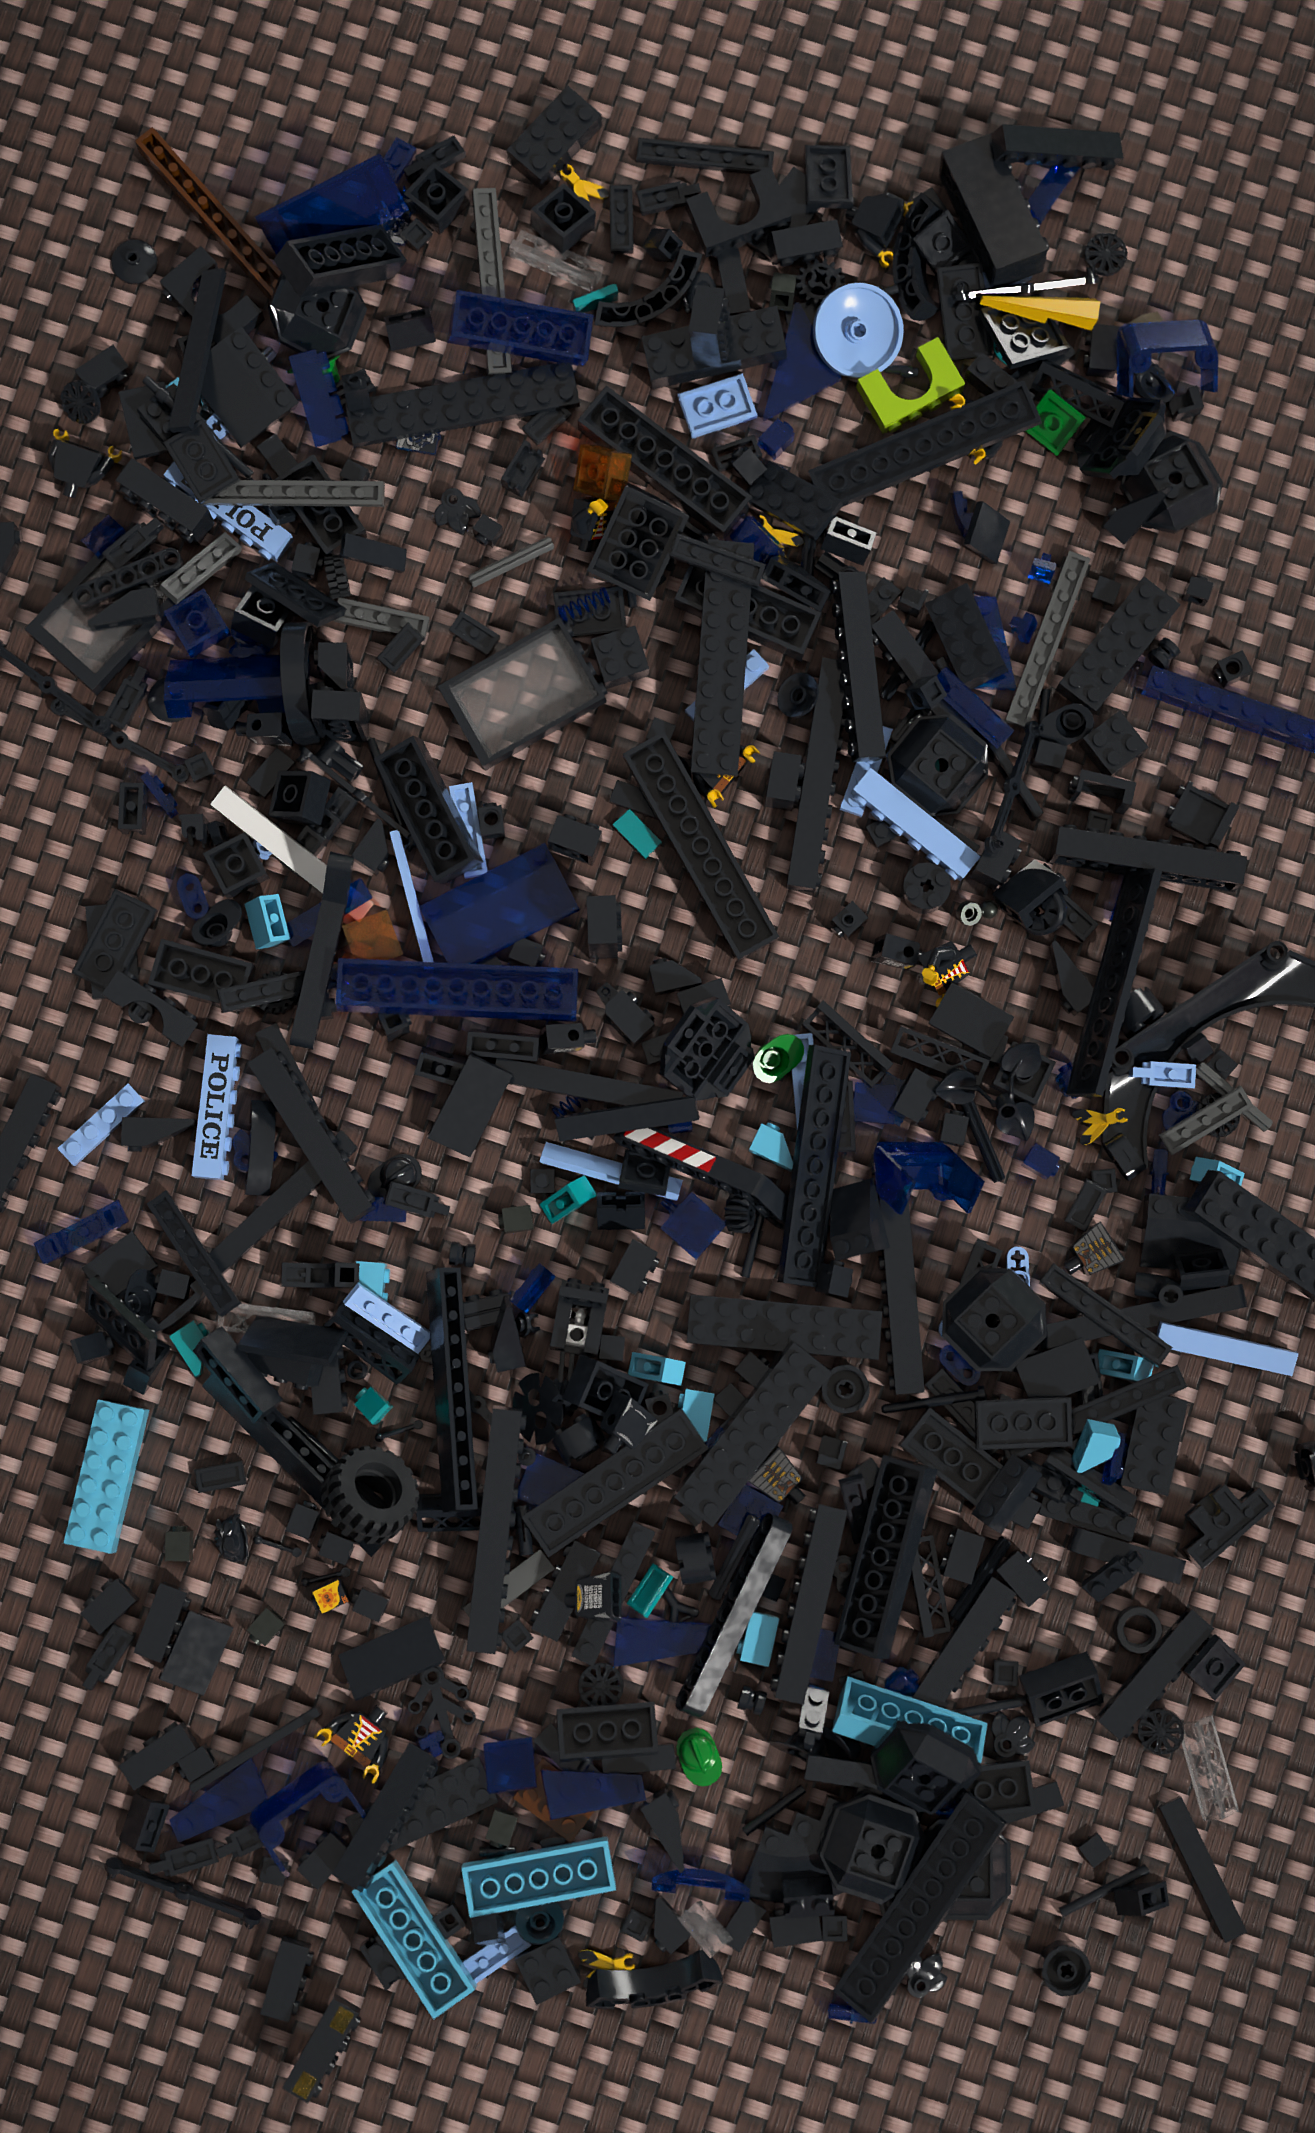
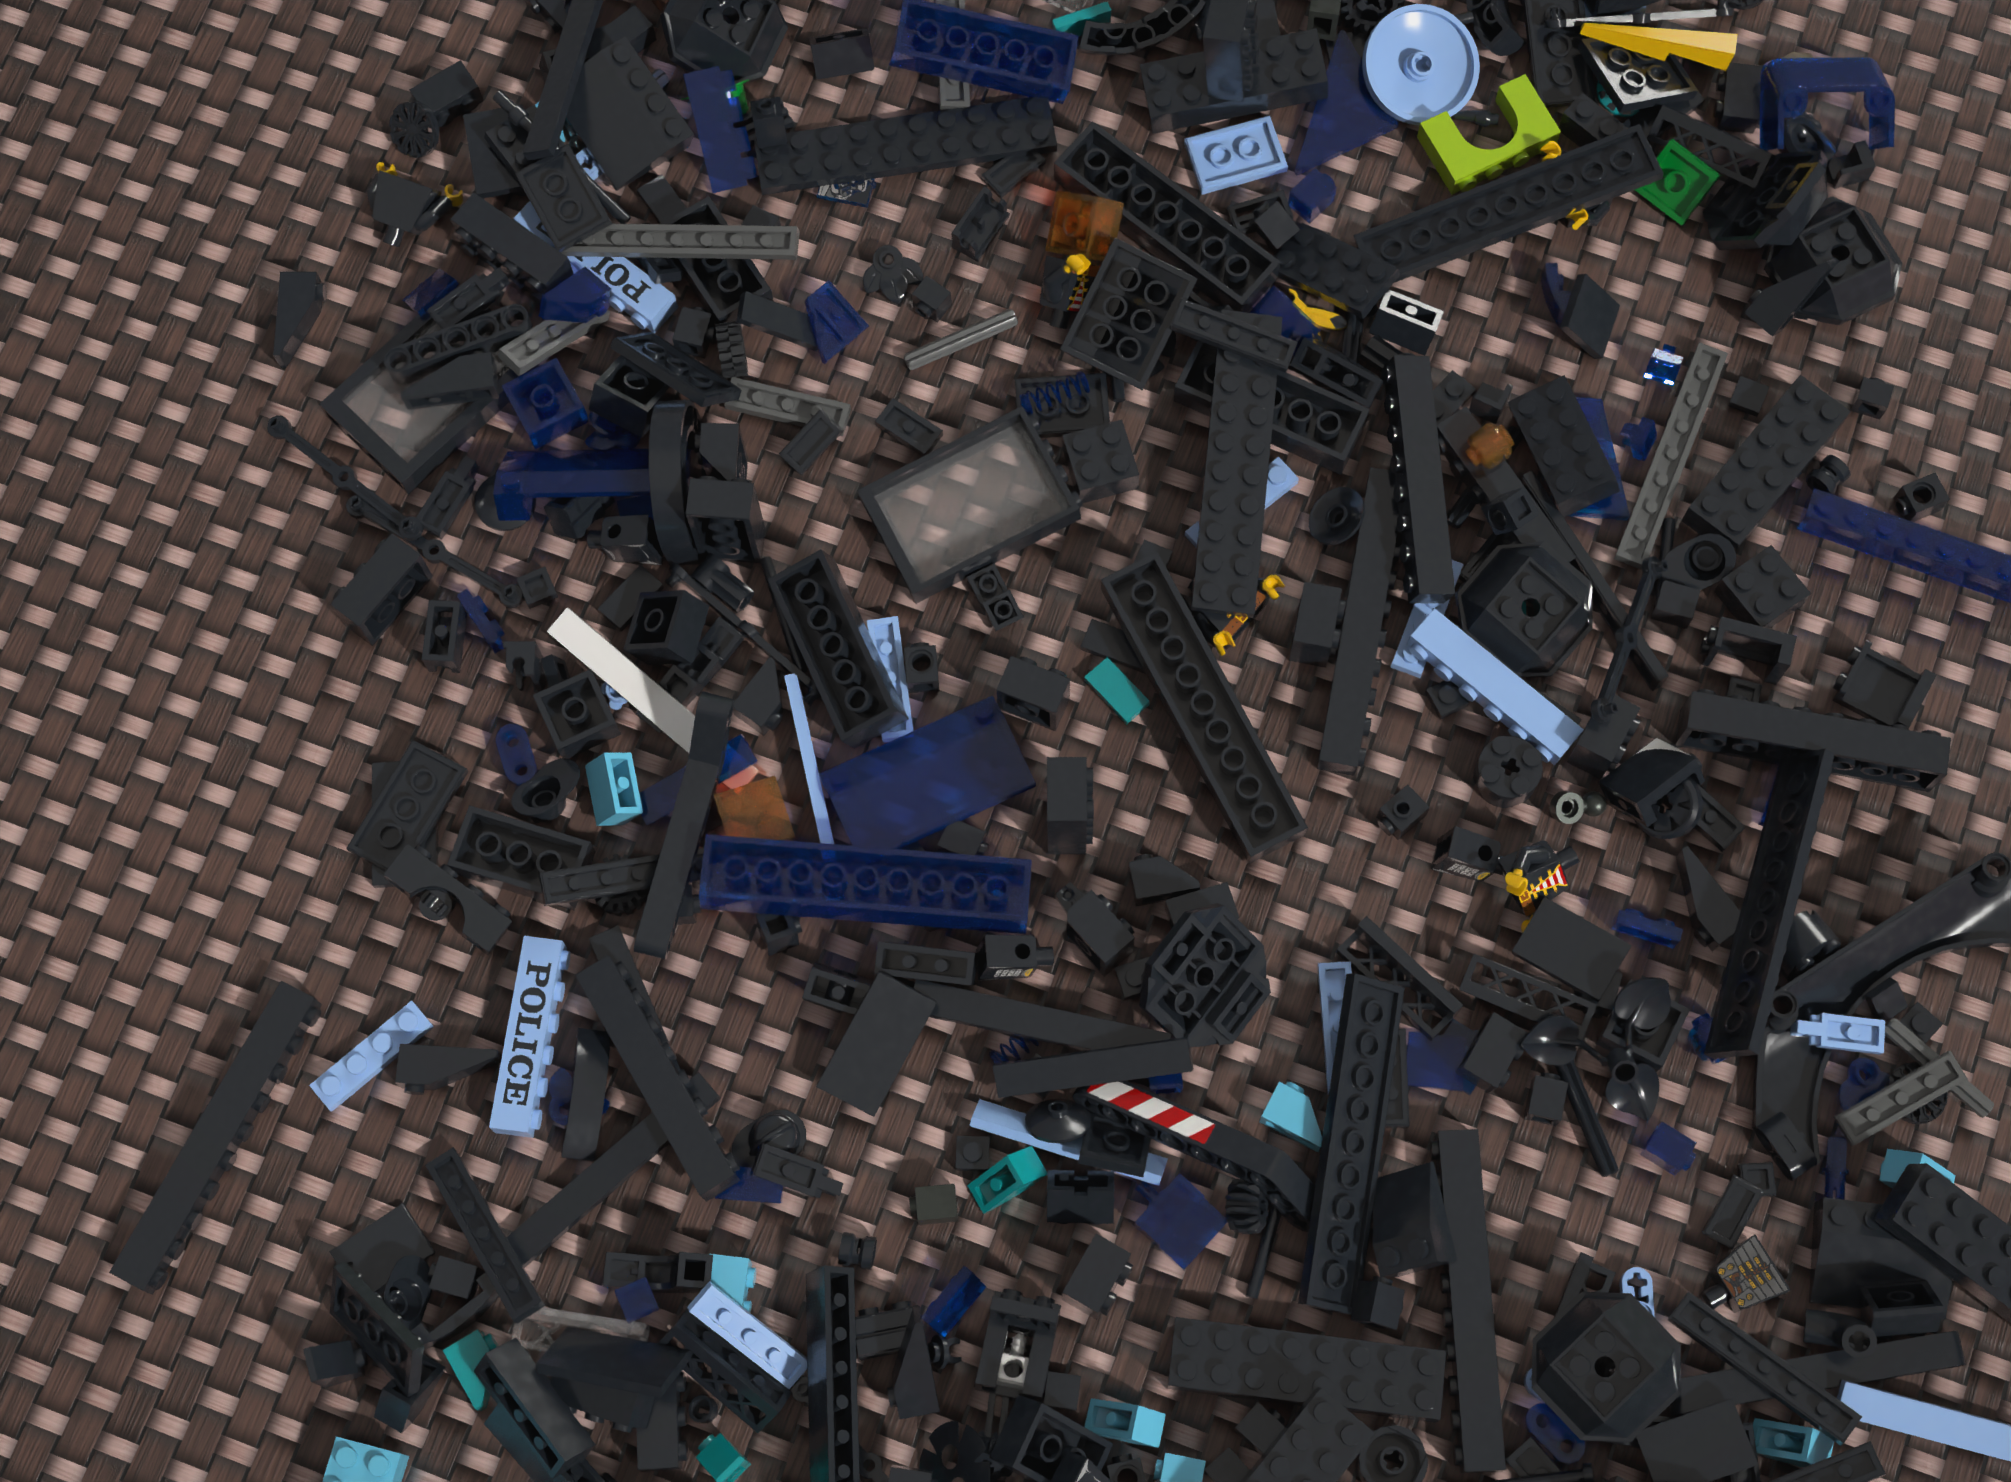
camera: 10 degrees right, 10 degrees down
(81, 1233) = (333, 1203): clear blue slope -> none
(82, 773) = (381, 589): none -> black brick
(216, 540) = (576, 299): none -> clear blue slope
(306, 1295) = (636, 1300): none -> clear blue tile
(413, 550) = (832, 321): none -> clear blue wing
(544, 765) = (994, 597): none -> black slope
(603, 1156) = (1057, 1121): none -> black dish
(778, 1057) = (1303, 992): green piece -> none
(910, 641) = (1489, 445): none -> clear orange head
(923, 1165) = (1506, 1149): clear blue windscreen -> none
(974, 709) = (1575, 537): clear blue plate -> none
(1017, 998) = (1659, 931): none -> clear blue plate
(1098, 1121) = (1750, 1096): yellow piece -> none

